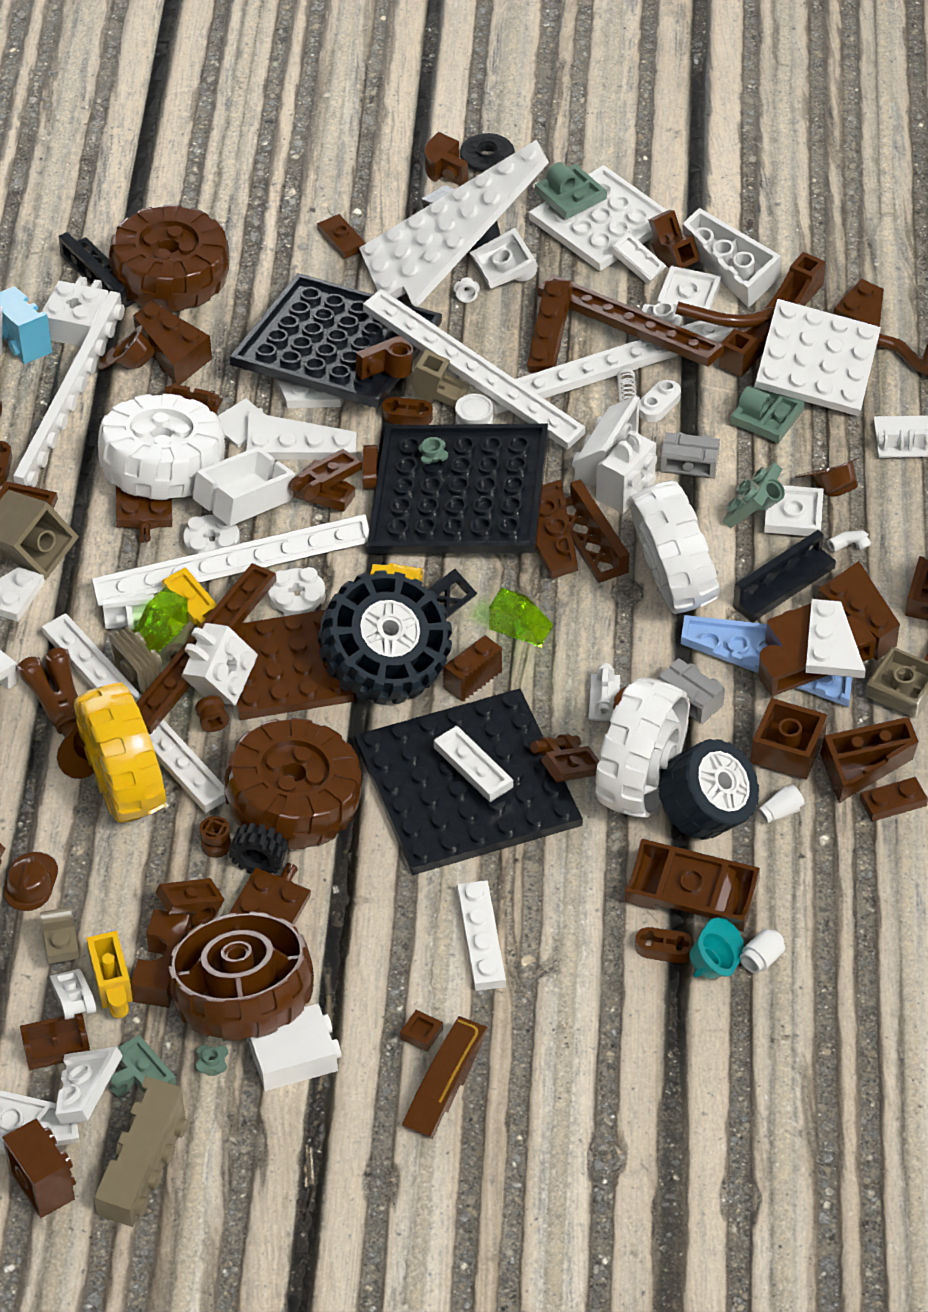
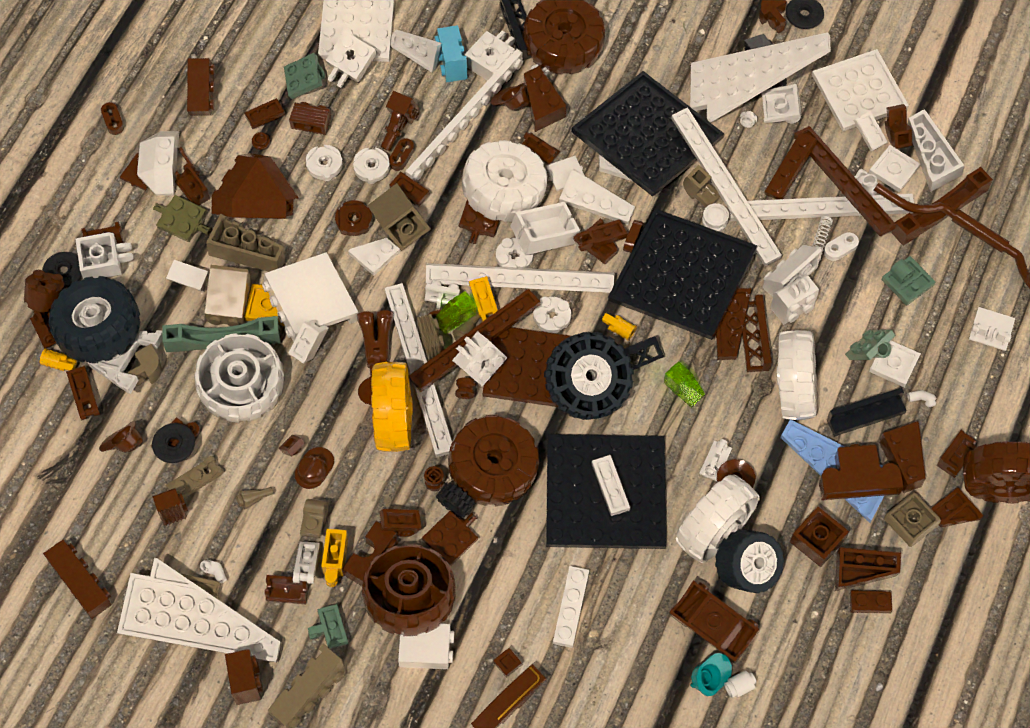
camera: 20 degrees right, 15 degrees up
(85, 1082) = (291, 628): white wing -> none
(215, 1066) = (376, 641): sand green plate -> none
(341, 236) = (683, 49): reddish brown plate -> none
(391, 356) = (674, 162): reddish brown plate -> none
(407, 411) = (673, 201): reddish brown beam -> none
(433, 450) = (675, 236): sand green plate -> none
(473, 668) = (639, 412): reddish brown brick -> none
(565, 757) = (674, 505): reddish brown plate -> none
(569, 190) = (845, 65): sand green plate -> none
(663, 945) = (678, 659): reddish brown beam -> none
(690, 455) = (843, 296): light grey brick -> none
(704, 694) = (772, 477): light grey brick -> none
(782, 804) = (796, 581): white cone -> none
(817, 357) = (957, 251): white plate -> none
(831, 642) = (872, 480): white wing -> none
(835, 479) = (930, 346): reddish brown piece -> none
(862, 303) = (1007, 216): reddish brown wing -> none

